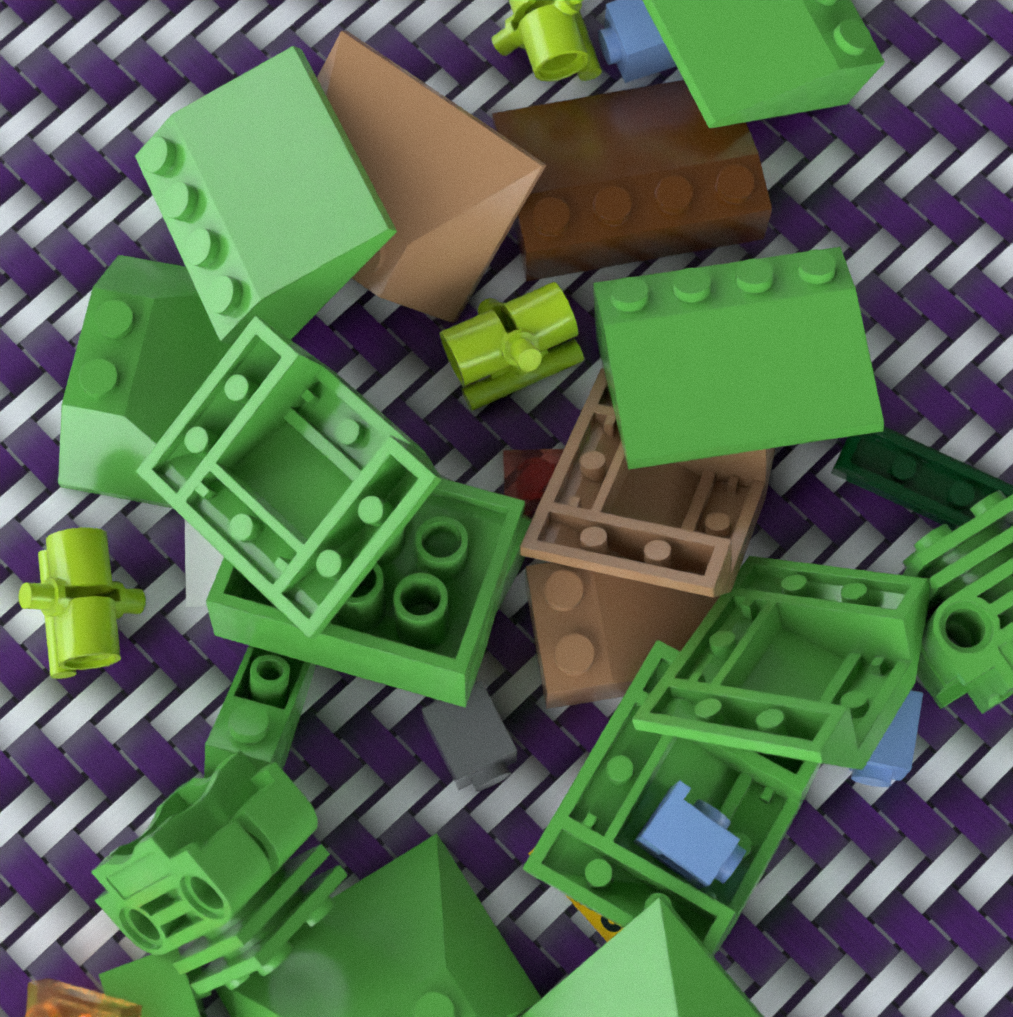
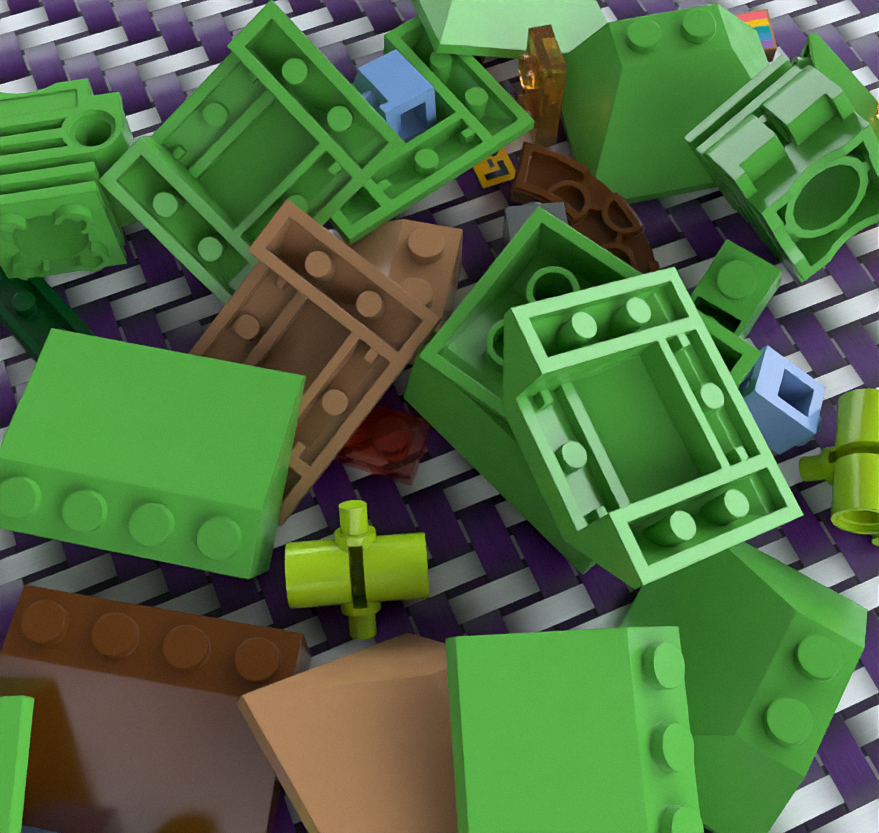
camera: 160 degrees left, 10 degrees down
(180, 639) = (782, 401): none -> medium blue brick
(409, 800) = (589, 204): none -> reddish brown tile
(536, 928) = (543, 80): none -> clear orange plate

